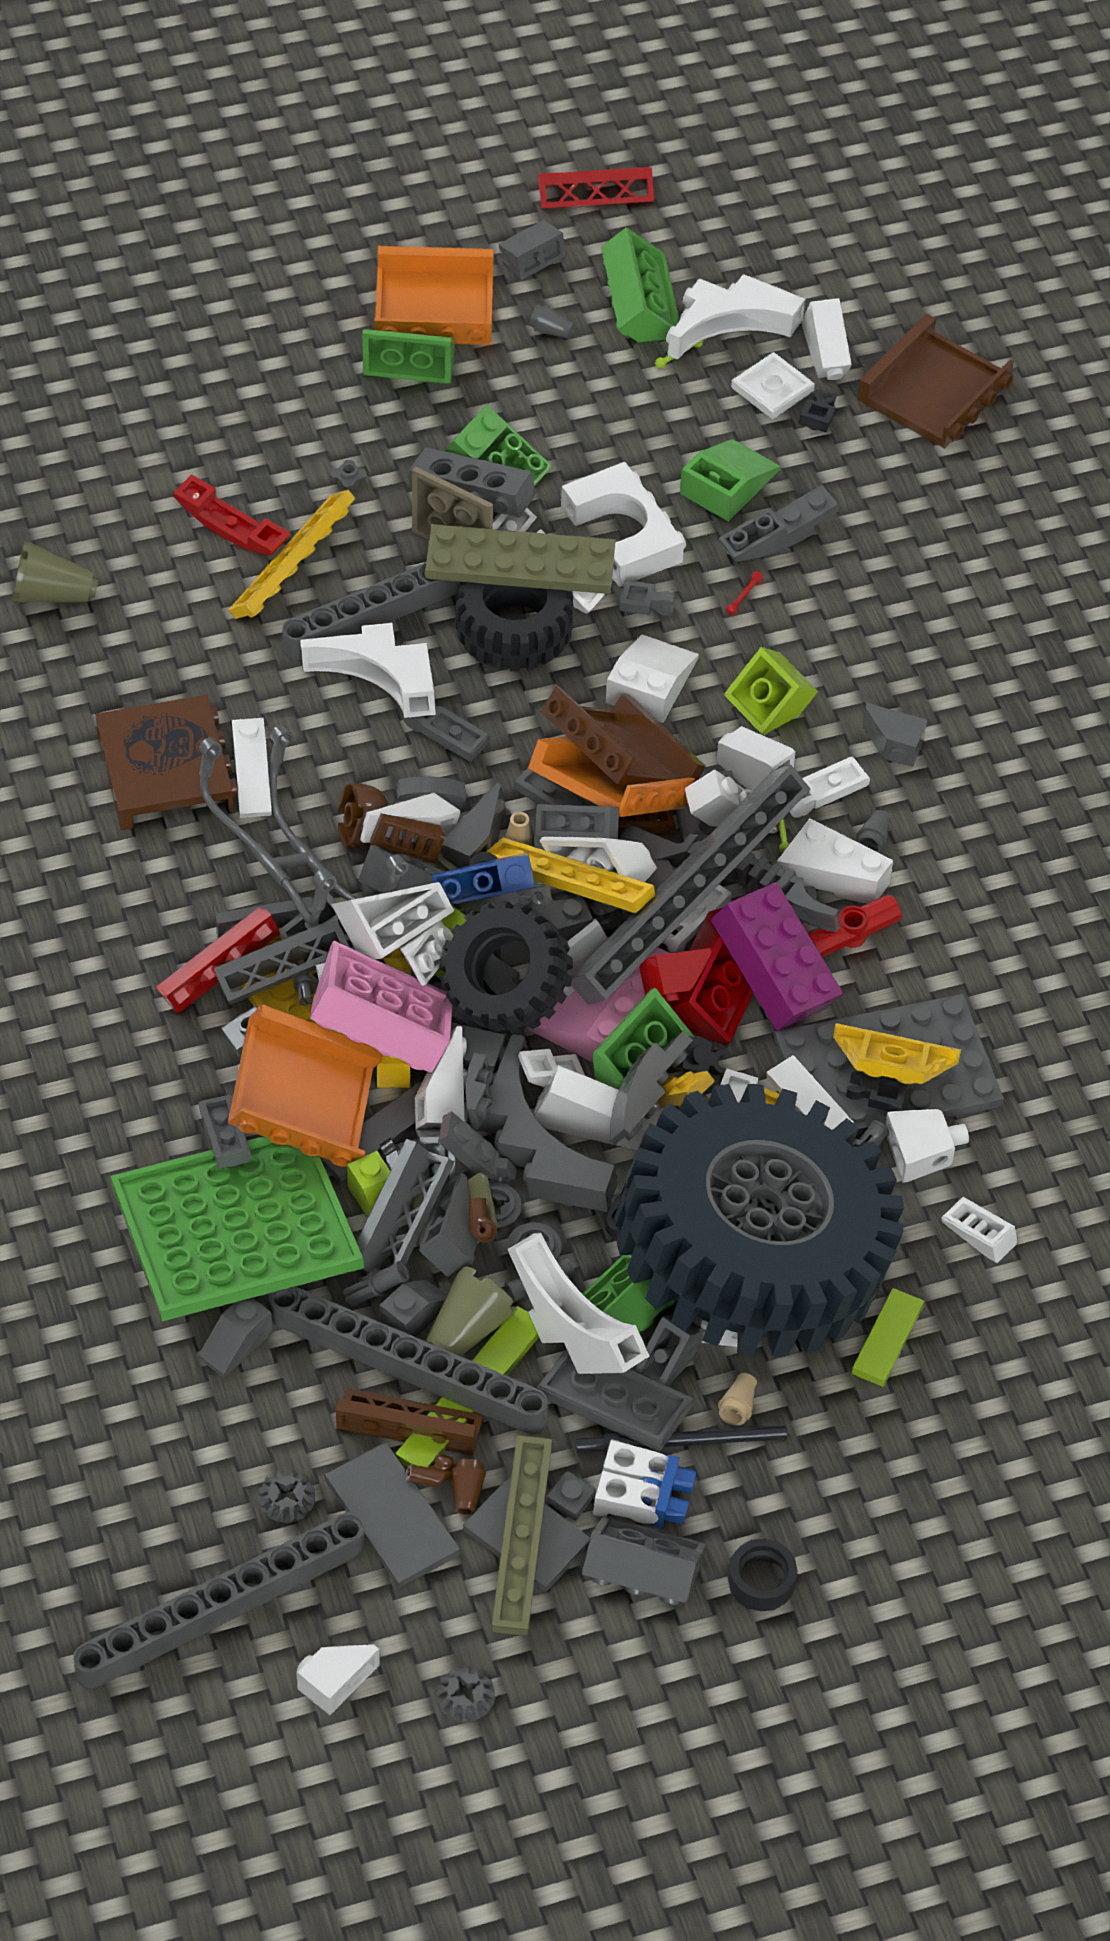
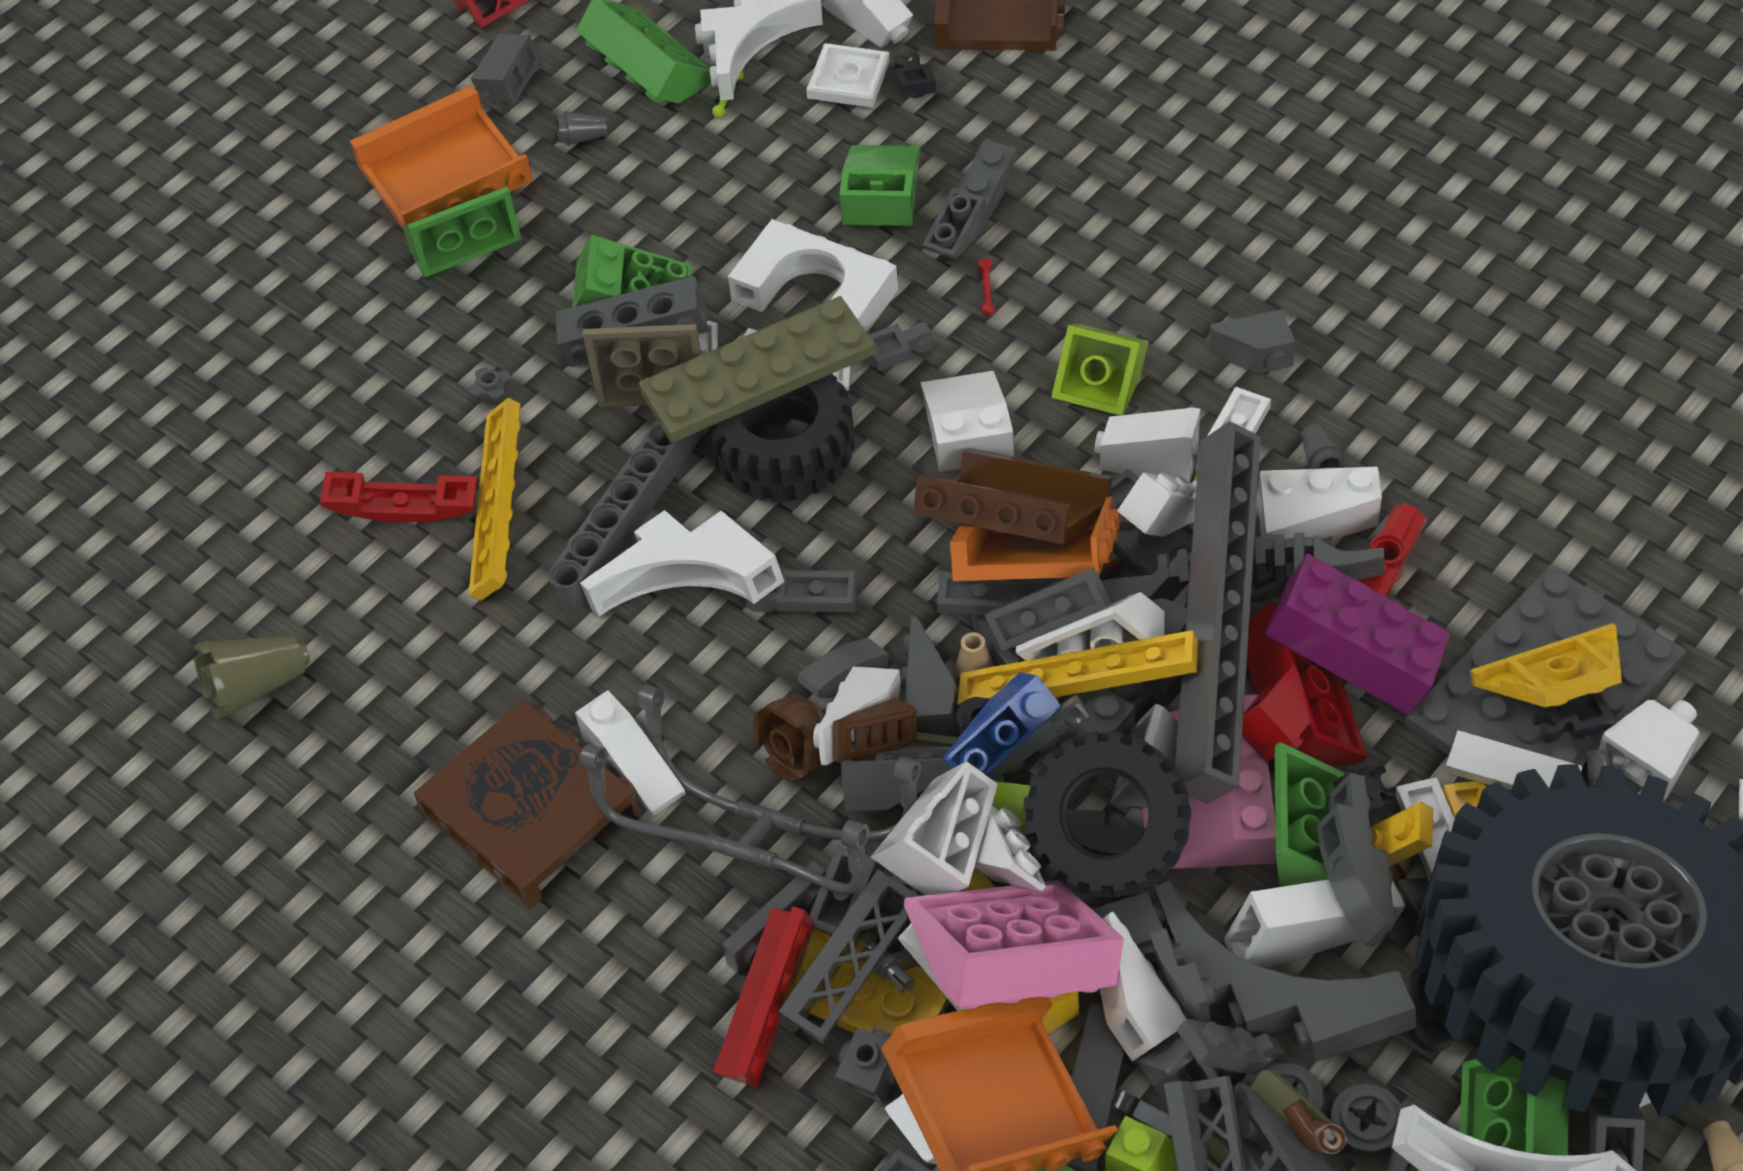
camera: 25 degrees left, 0 degrees up
(541, 1065) = (1220, 899): white slope -> none

